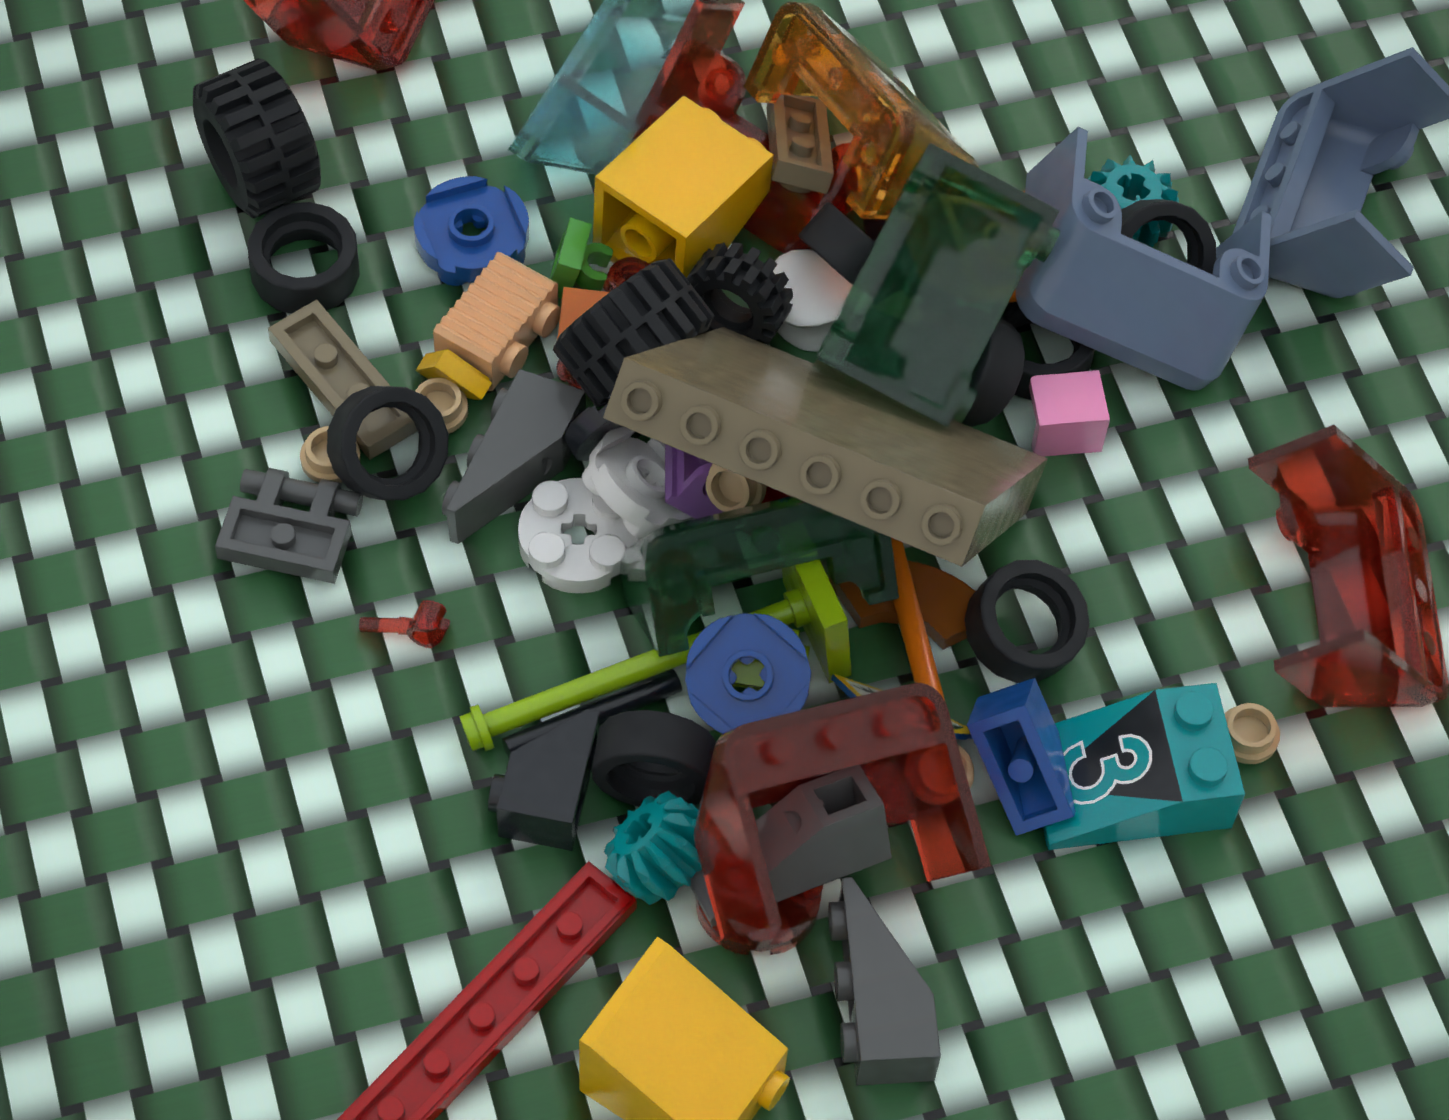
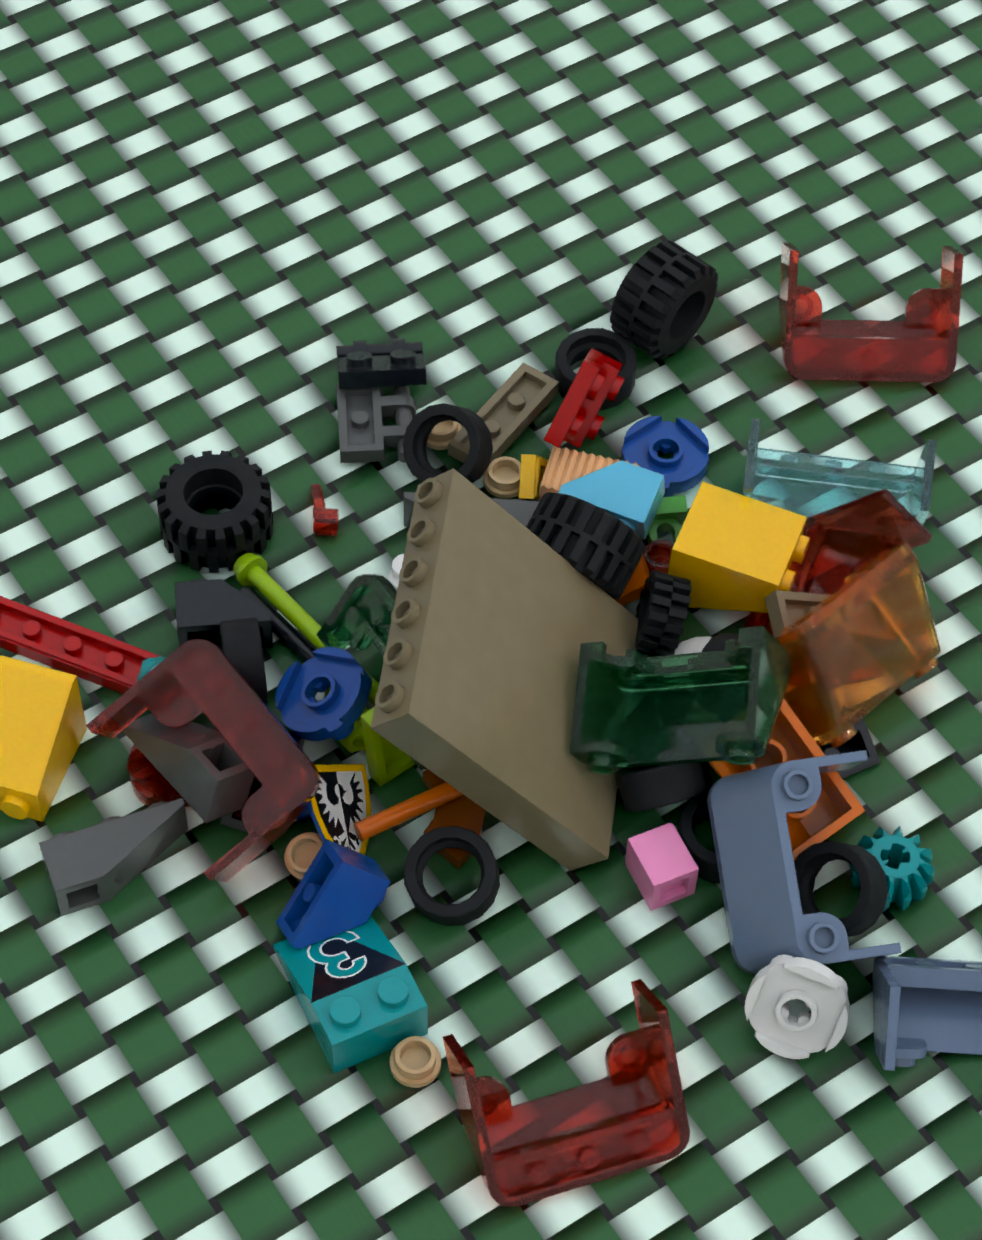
camera: 75 degrees right, 5 degrees down
(214, 491) = (381, 364): none -> black plate
(371, 695) = (209, 484): none -> black tyre
(389, 270) = (578, 412): none -> red plate
(566, 274) = (623, 491): none -> medium azure slope
(1292, 337) = (803, 980): none -> white plate

